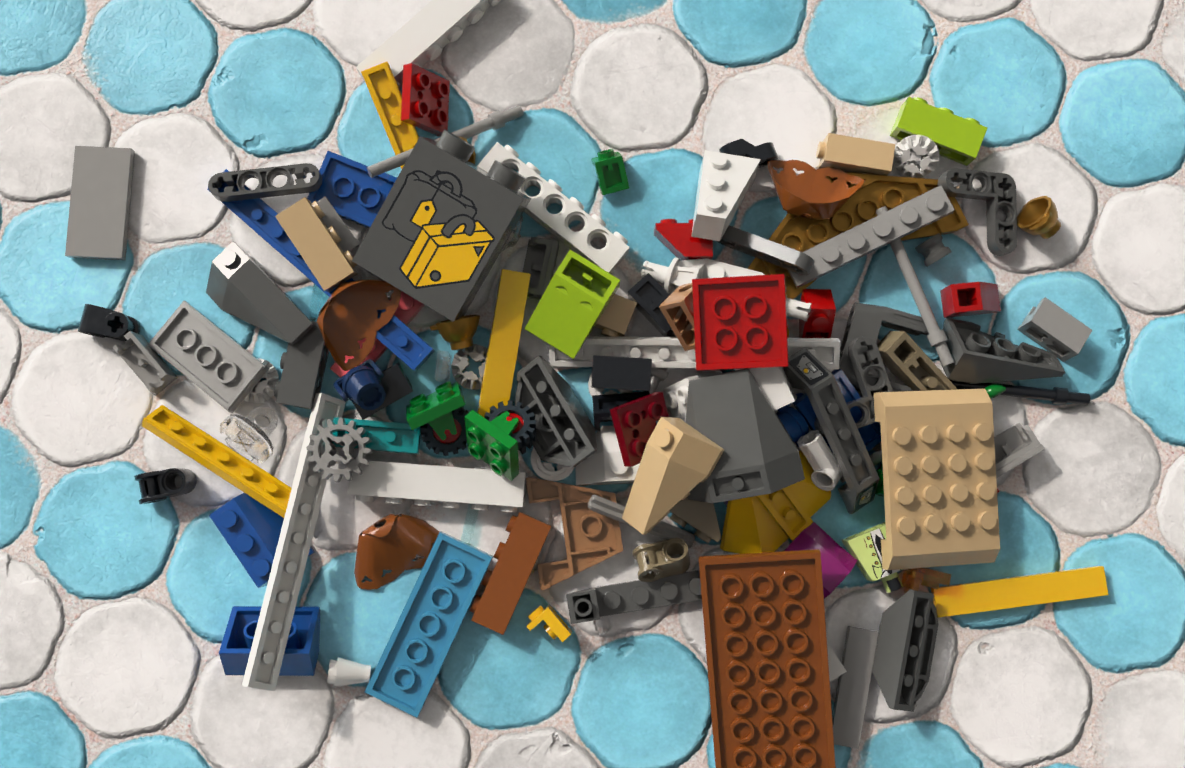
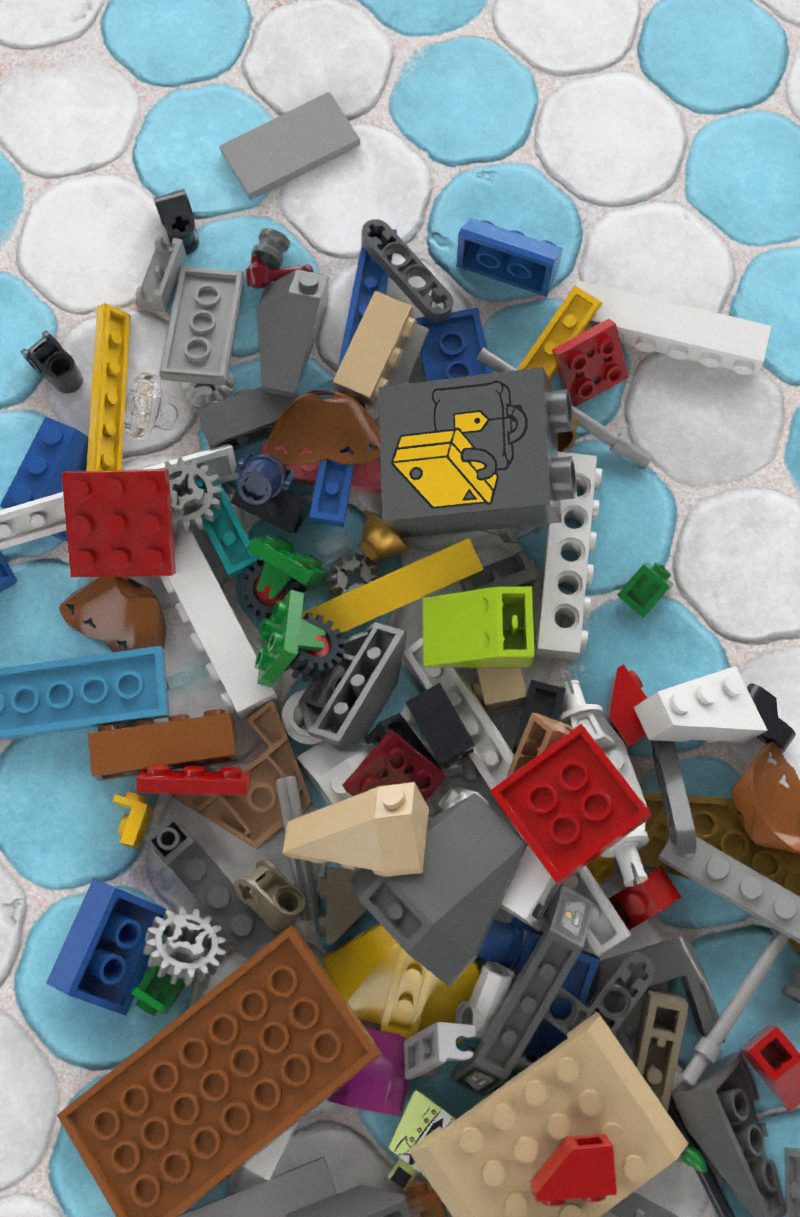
camera: 65 degrees right, 10 degrees down
(178, 269) = (271, 247): none -> dark grey wheel
(195, 290) = (260, 275): none -> dark red piece
(302, 102) = (508, 256): none -> blue slope
(331, 509) = (119, 523): none -> red plate
(553, 566) = (193, 781): none -> red plate
(627, 691) = (105, 948): none -> blue slope
(669, 644) = (184, 946): none -> light grey gear
(676, 670) = (157, 993): none -> green bracket
(832, 512) = (435, 1047): none -> light grey hinge
(966, 469) = (576, 1170): none -> red slope

